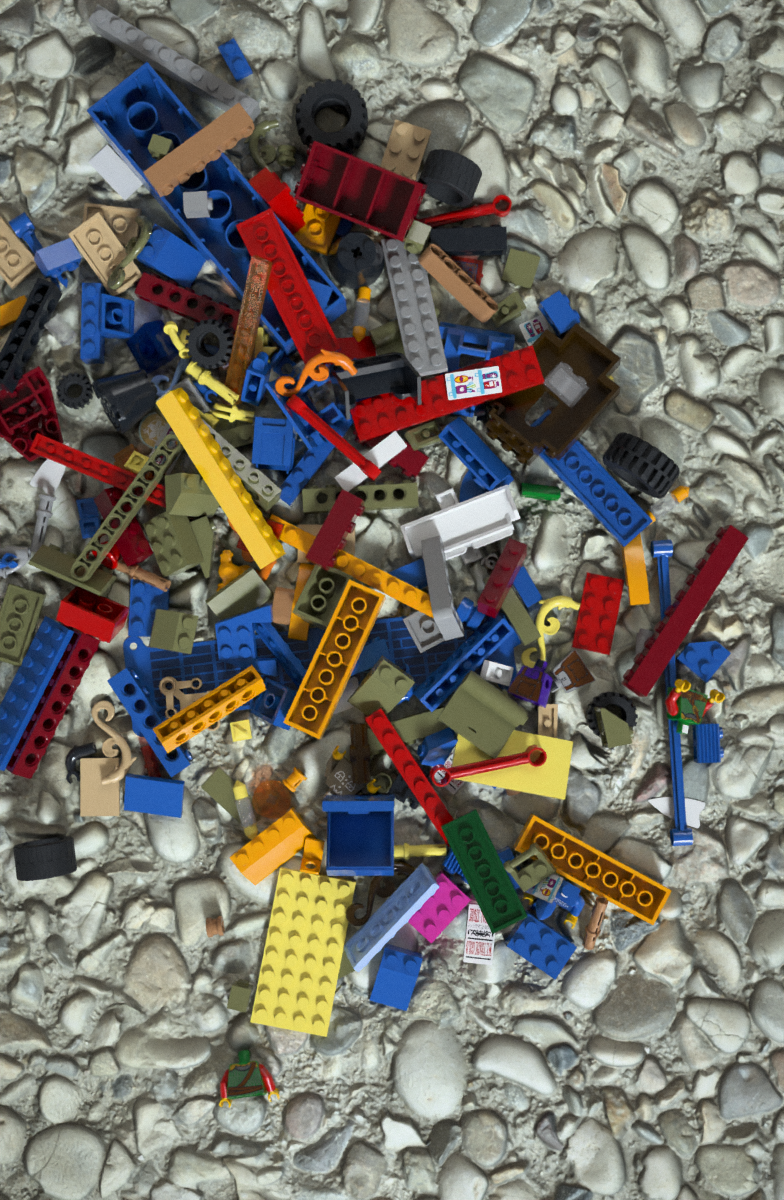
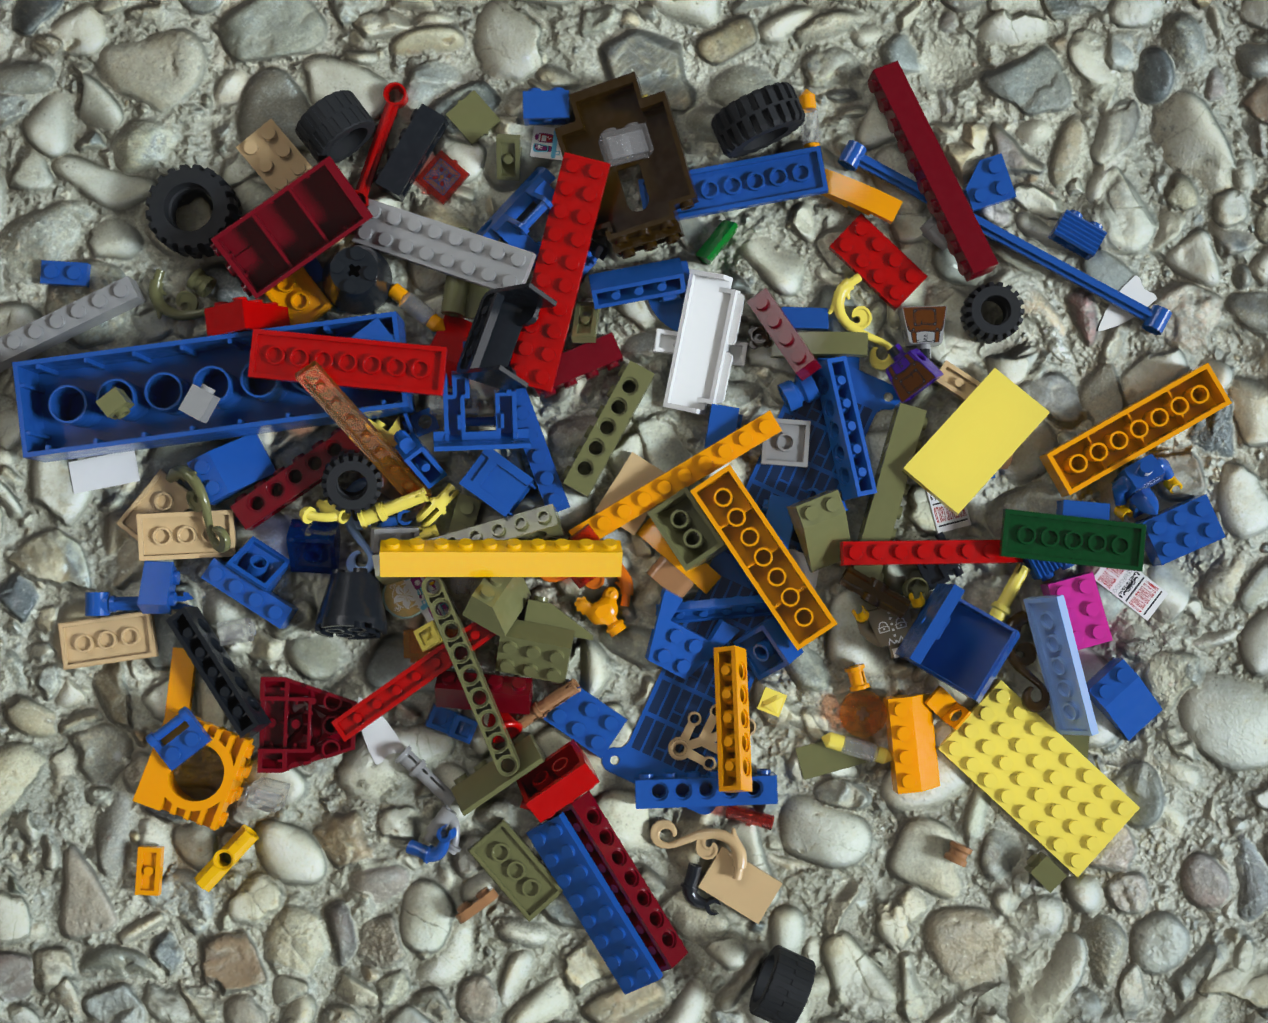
camera: 65 degrees left, 0 degrees up
(64, 385) = (295, 661): black tyre -> none
(154, 795) = (784, 833): blue tile -> none
(173, 631) = (627, 707): olive slope -> none
(199, 150) = (143, 364): medium nougat brick -> none
(240, 595) = (633, 616): olive tile -> none
(246, 1080) = (1135, 918): torso -> none
(317, 375) = (448, 393): orange plant -> none
(332, 436) = (485, 428): red piece -> none
(335, 530) = (628, 473): dark red brick -> none
(377, 455) = (579, 394): white tile -> none
(417, 237) = (376, 200): olive brick -> none
(437, 747) = (916, 509): blue slope -> none
(440, 589) = (755, 402): light grey beam -> none
(458, 283) = (449, 189): medium nougat beam -> none
(473, 383) = (566, 236): sticker -> none
(485, 711) = (910, 437): olive door -> none
(488, 765) = (969, 468): red piece -> none
(496, 672) = (875, 402): white slope -> none
(533, 872) = (1105, 490): olive plate -> none
(547, 888) = (1129, 485): sticker -> none
(593, 930) = (1196, 466): medium nougat pin -> none
(612, 729) = (1012, 318): olive slope -> none
(688, 705) = (1030, 228): torso -> none

